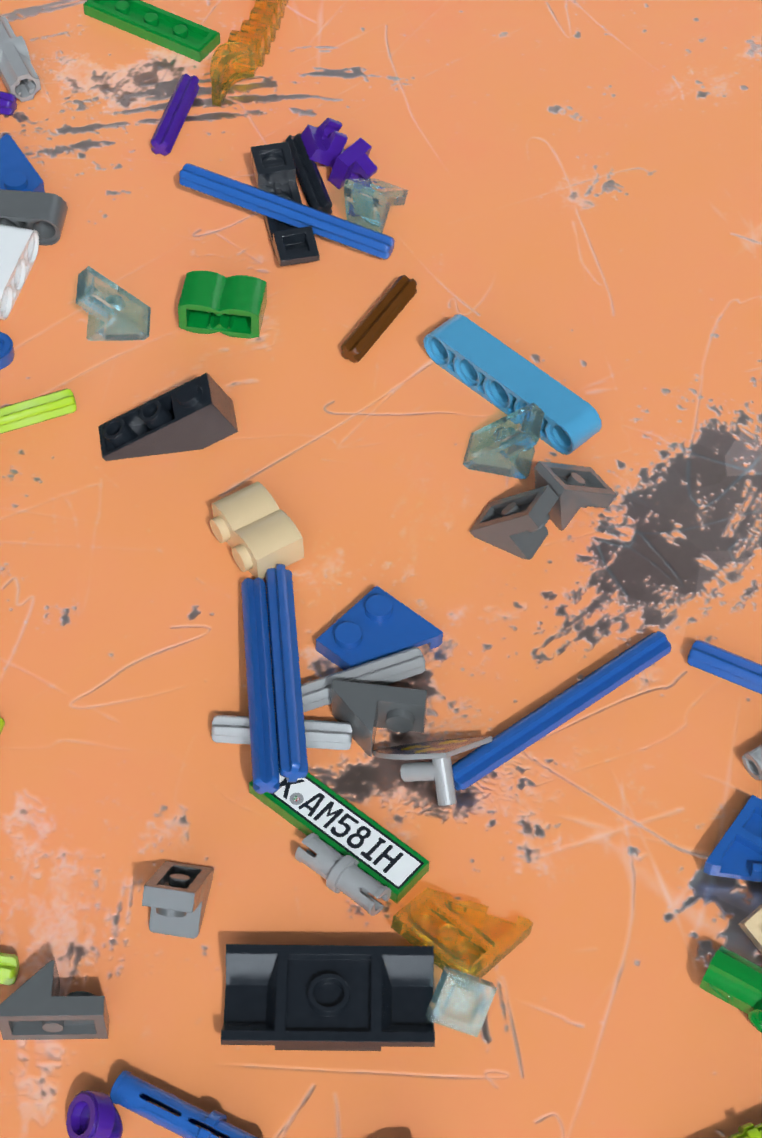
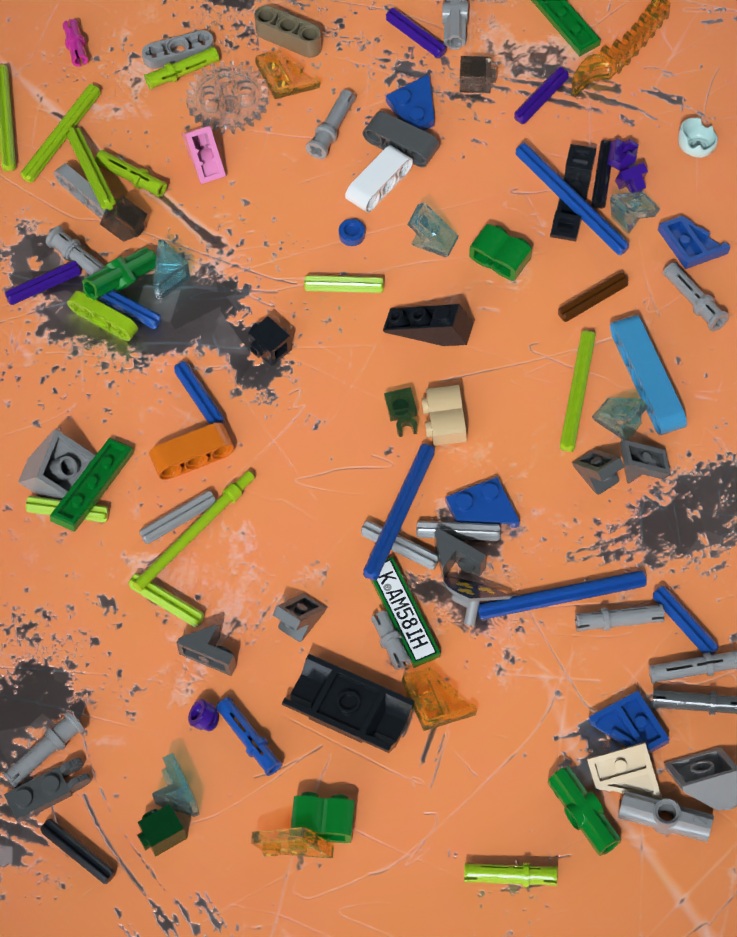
camera: 30 degrees right, 10 degrees up
(76, 111) = (476, 74): none -> clear smoke brick
(187, 543) = (401, 407): none -> clear green plate
(286, 674) = (417, 510): blue axle -> none
(409, 101) = (696, 138): none -> light aqua hair
(426, 439) = (577, 391): none -> lime axle
(461, 1001) = (414, 735): clear light blue tile -> none
(470, 214) = (690, 242): none -> blue wing
(531, 277) = (702, 304): none -> light grey pin
(648, 714) = (609, 619): none -> light grey pin

